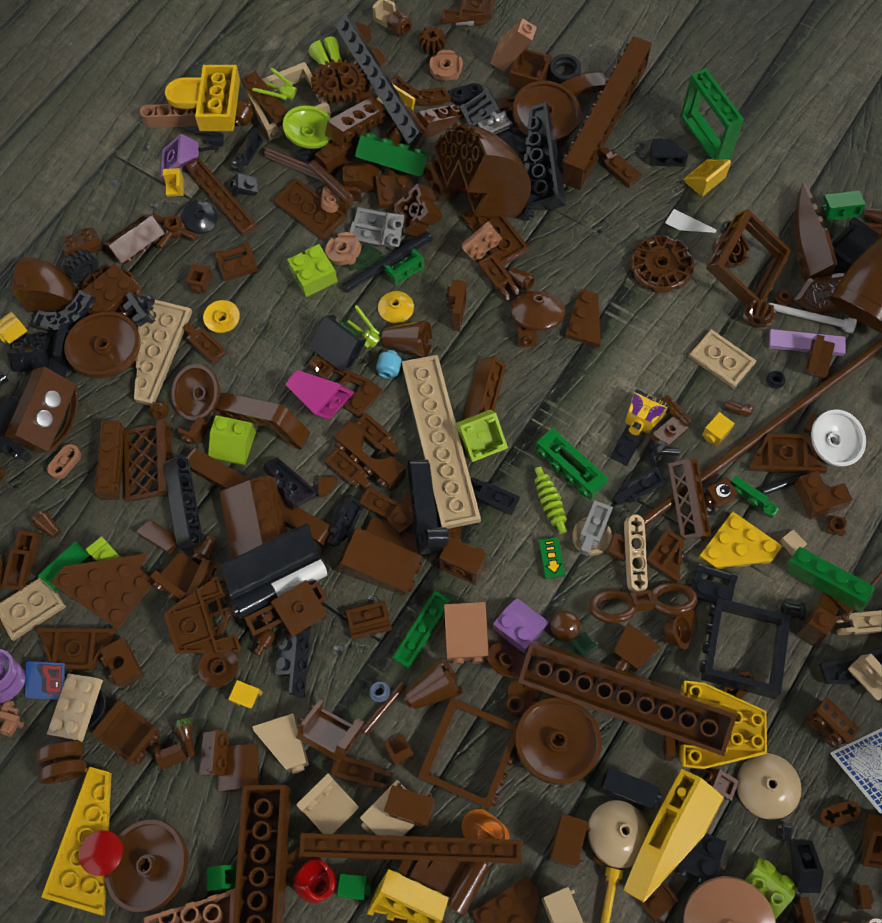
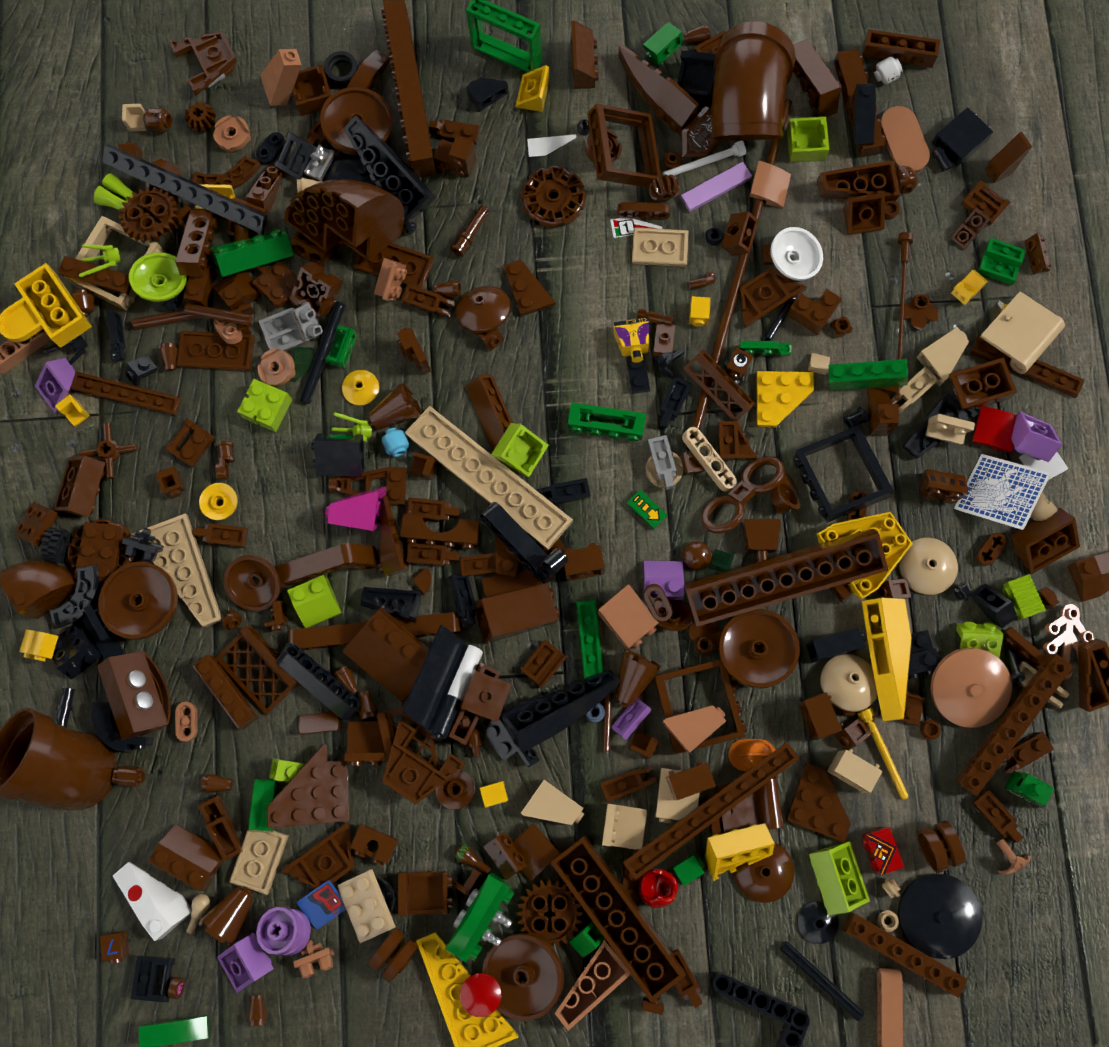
camera: 35 degrees left, 10 degrees up
(148, 786) = (474, 923): none -> green piece
(196, 818) = (567, 913): none -> reddish brown gear
(197, 223) = (120, 433): black dish -> none
(206, 517) = (346, 678): none -> reddish brown cone
(244, 294) = (225, 457): none -> reddish brown connector
(272, 189) = (169, 355): none -> reddish brown cone
(321, 440) = (391, 550): none -> reddish brown wedge
(328, 732) = (581, 772): reddish brown panel -> none
(334, 662) = (548, 715): none -> black wedge
(397, 397) = (423, 465): none -> reddish brown panel
(404, 720) = (631, 719): none -> medium lavender plate
(451, 764) = (694, 726): none -> nougat slope
(499, 635) = (656, 601): none -> reddish brown plate
(550, 500) = (612, 463): lime piece -> none
(566, 249) = (466, 237): none -> reddish brown pin
(588, 882) = (853, 734): none -> reddish brown bracket
(605, 184) = (456, 156): none -> reddish brown brick
(704, 324) = (625, 226): none -> sticker
(709, 590) = (784, 447): black plate -> none
(736, 325) = (641, 210): none -> reddish brown beam
(766, 173) = (583, 56): none -> reddish brown slope
(799, 390) = (740, 233): none -> reddish brown brick
(819, 357) = (735, 193): reddish brown panel -> none
(839, 880) = (1024, 597): none -> lime brick
(856, 369) = (770, 184): none -> nougat slope

